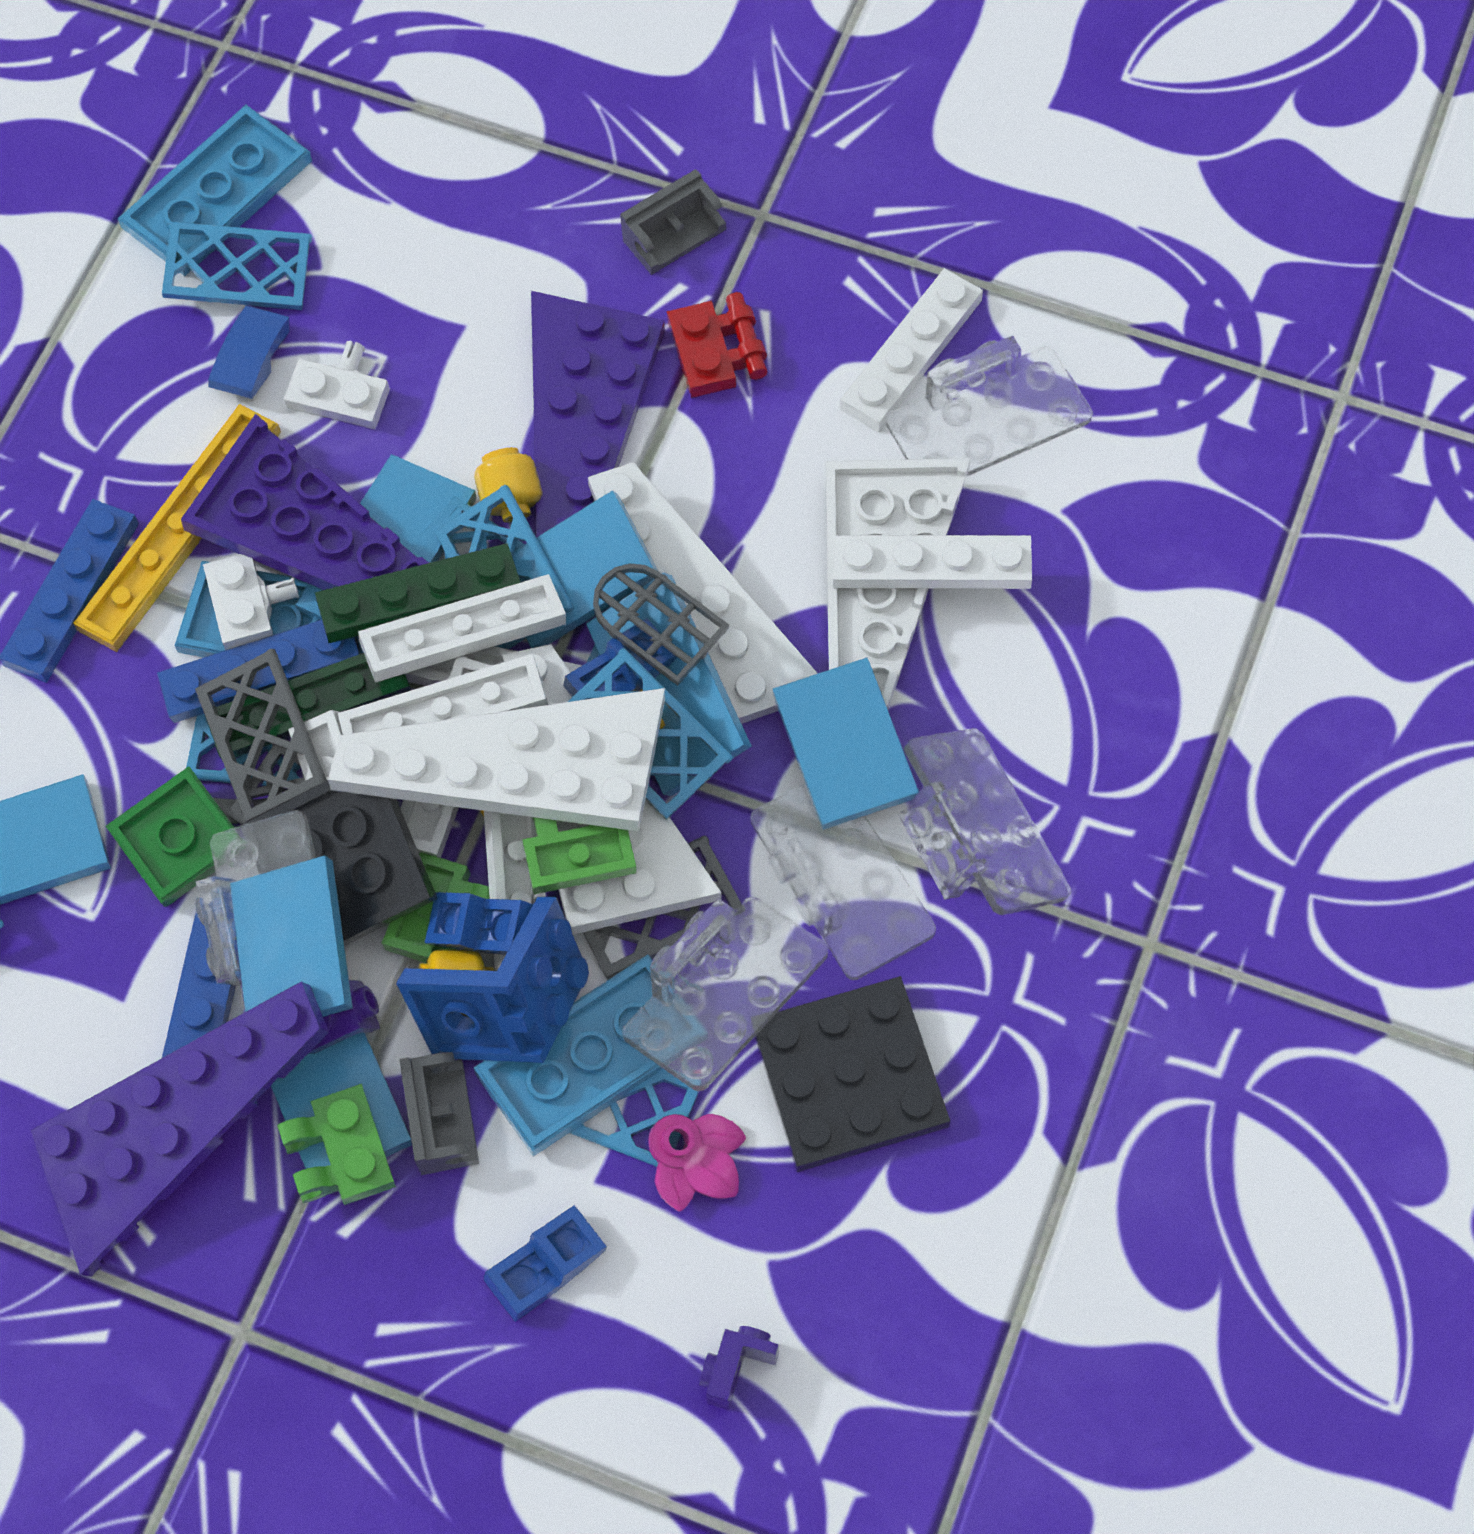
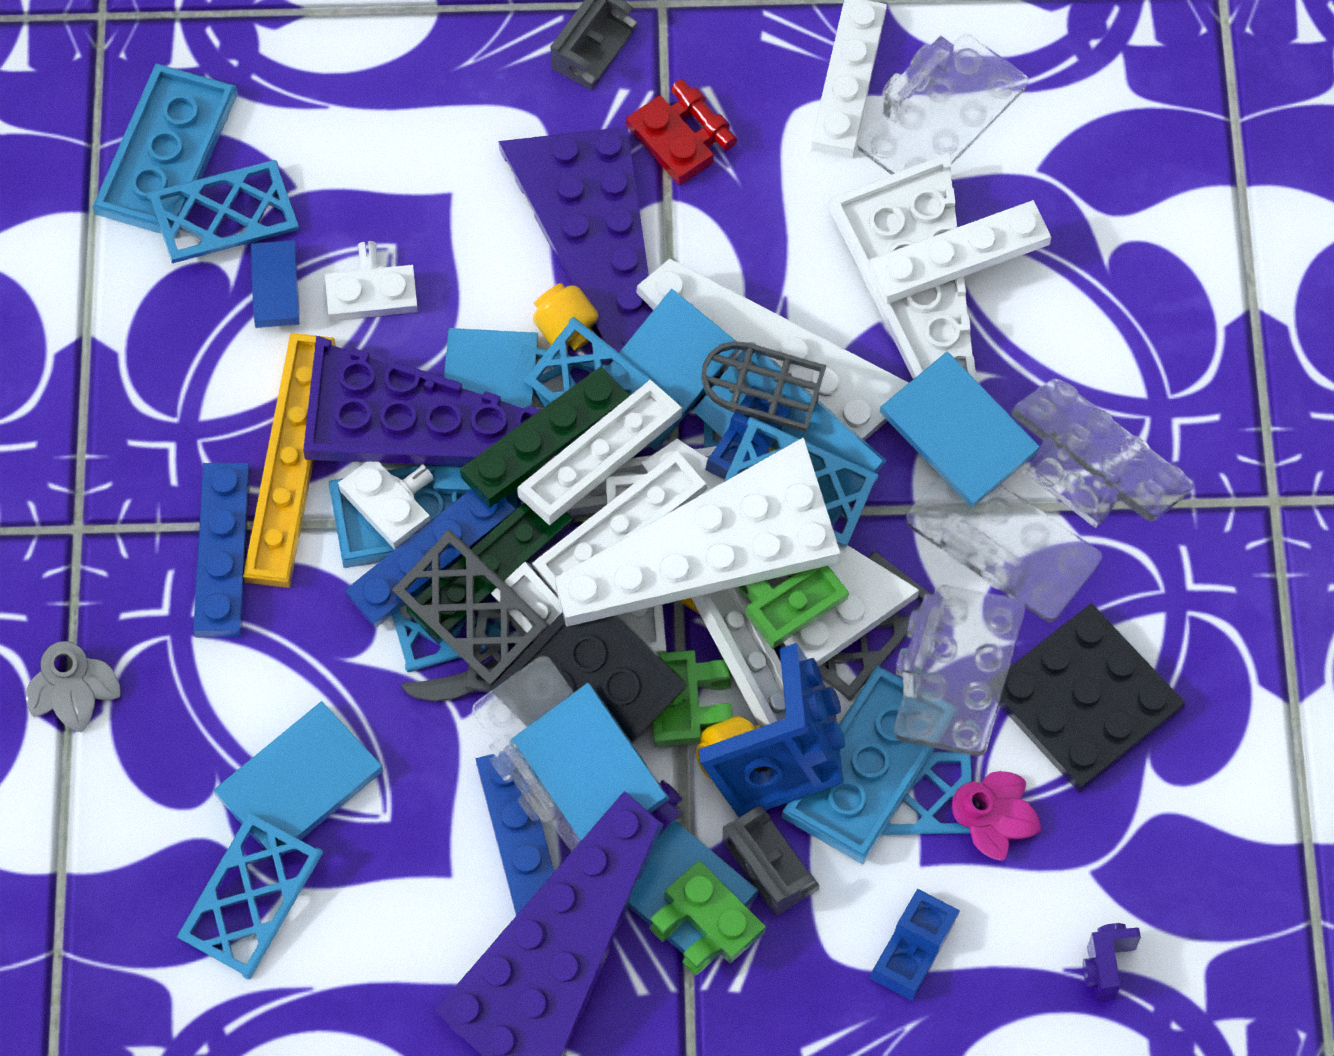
camera: 25 degrees left, 0 degrees up
(171, 835) = (429, 722): green plate -> none
(475, 922) = (735, 691): blue slope -> none

